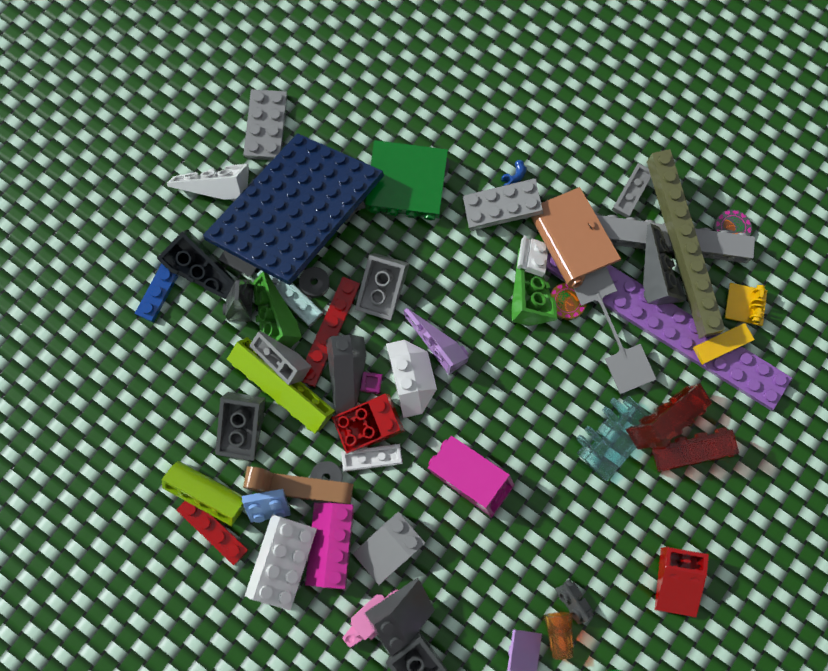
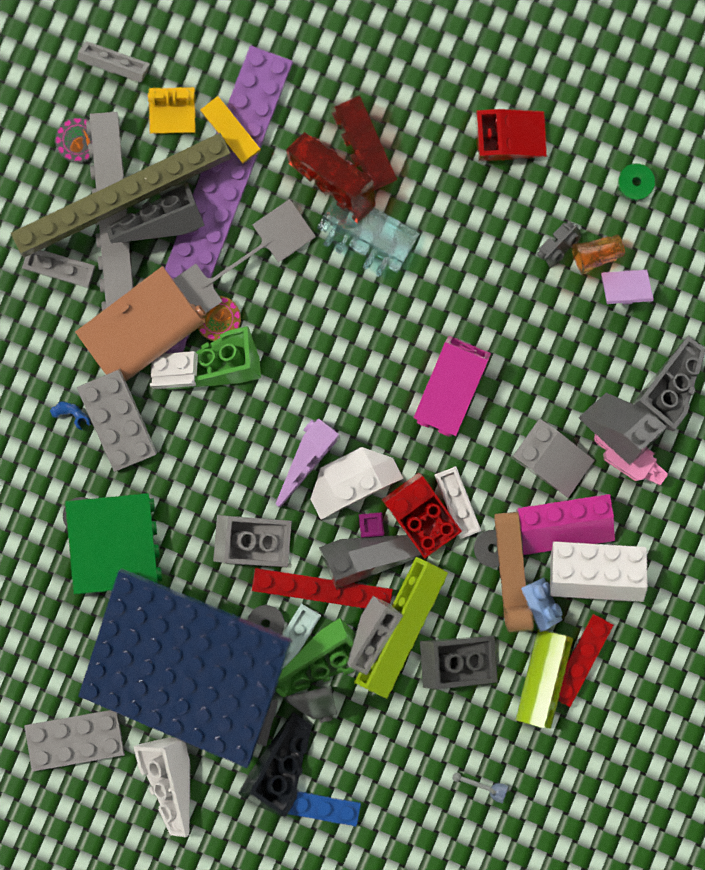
camera: 95 degrees left, 10 degrees up
(126, 431) = (497, 791): none -> hinge
(794, 267) = (113, 61): none -> light grey plate

